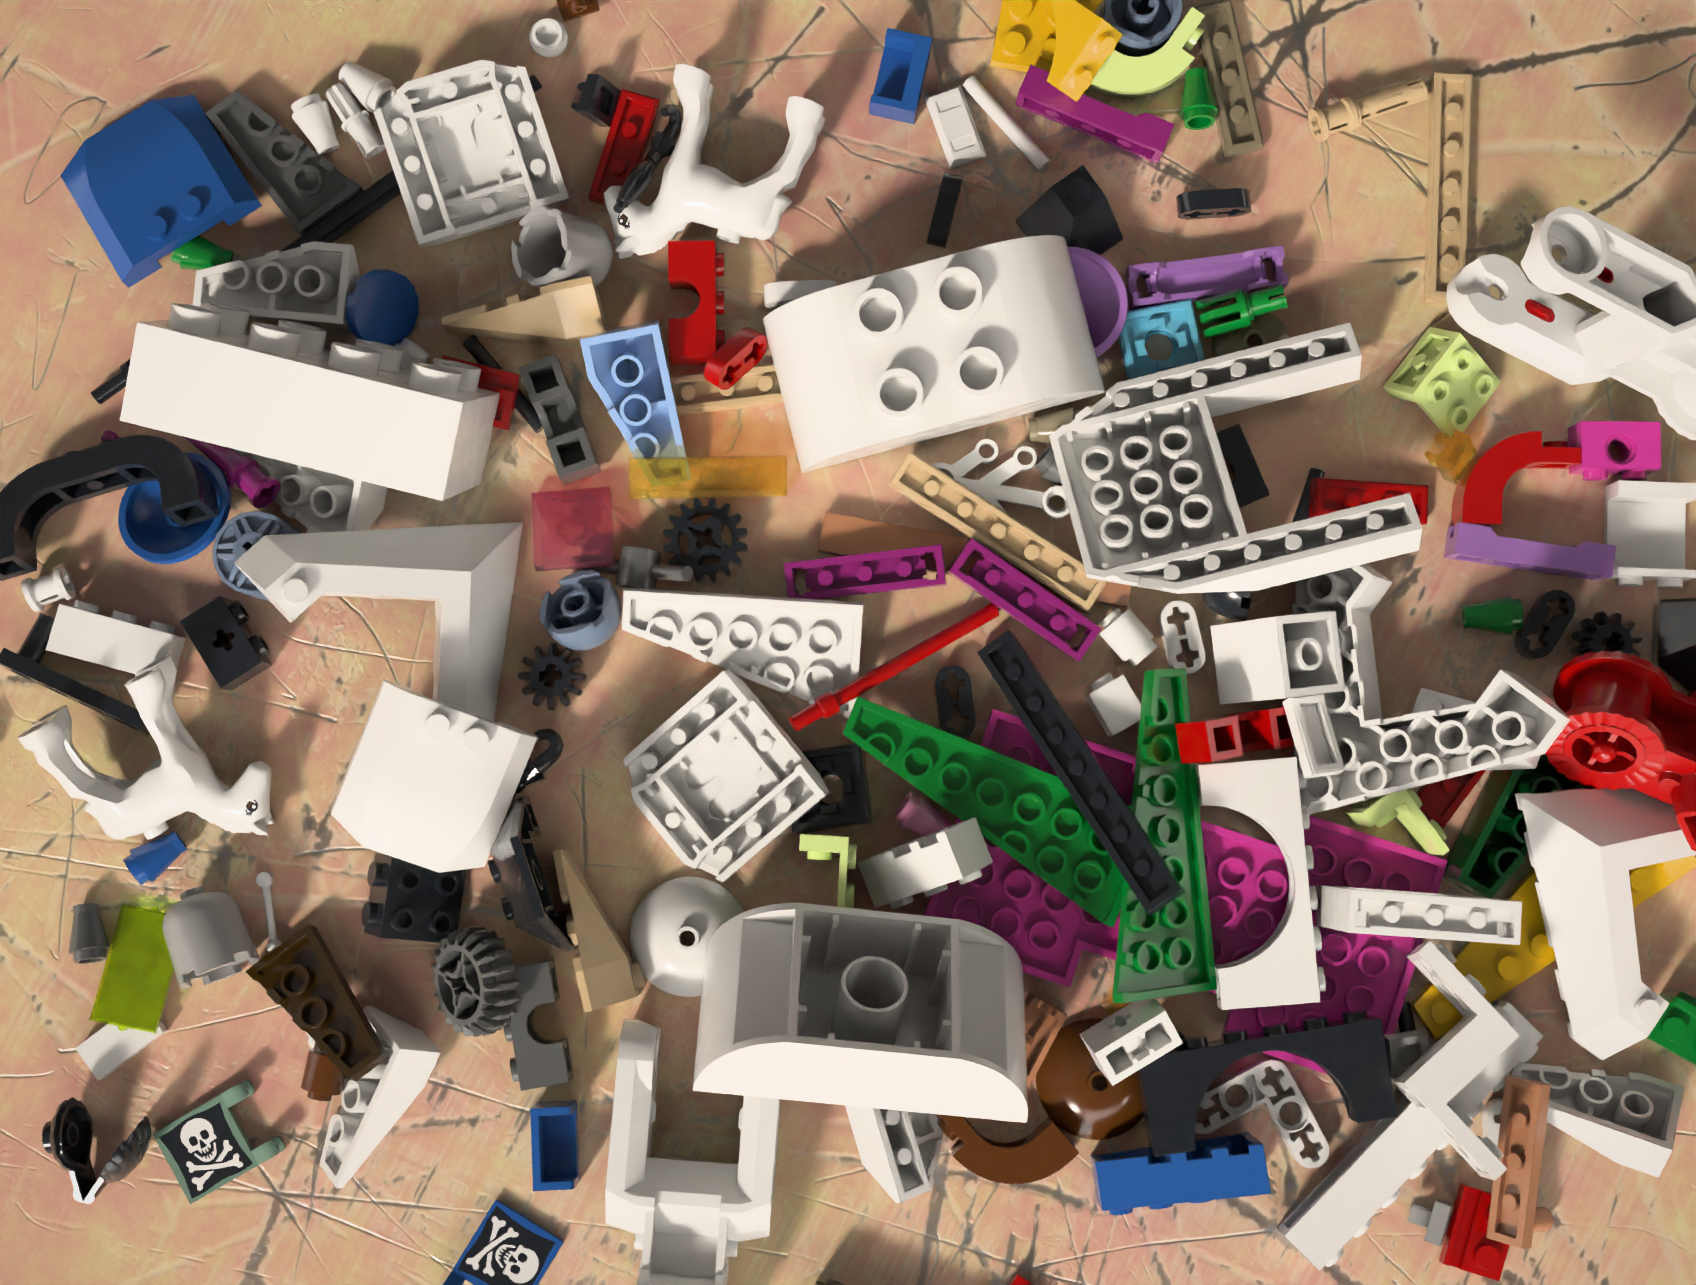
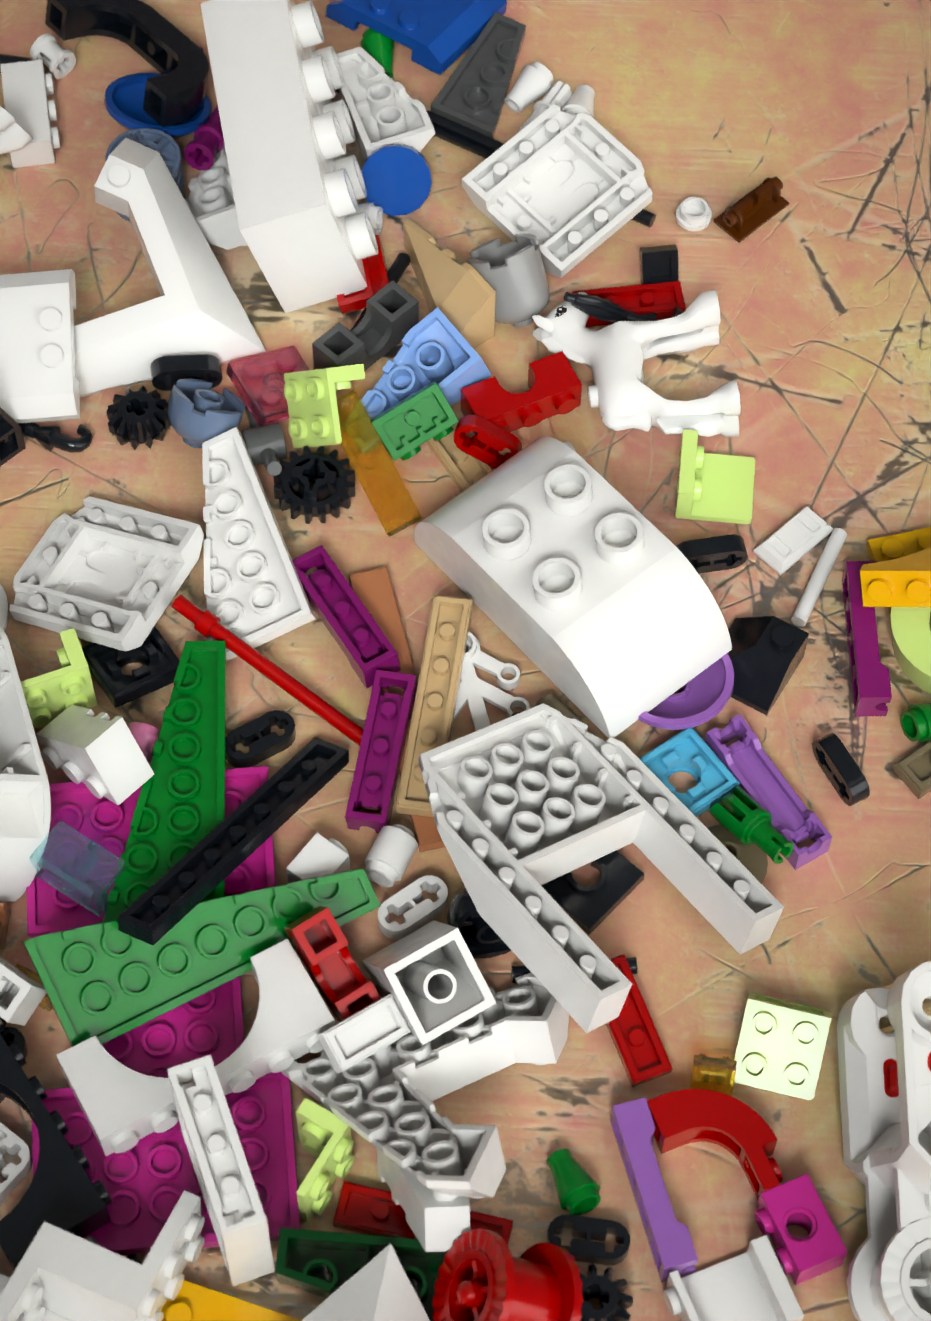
camera: 65 degrees right, 25 degrees down
(208, 633) = (61, 184): black brick -> none
(519, 610) = (170, 369): none -> black beam
(624, 504) = (314, 403): none -> yellowish green bracket
(691, 418) = (414, 422): none -> green bracket
(870, 169) = (713, 484): none -> yellowish green bracket
(900, 76) = (811, 480): blue panel -> none
(1038, 920) = (77, 867): none -> clear light blue panel

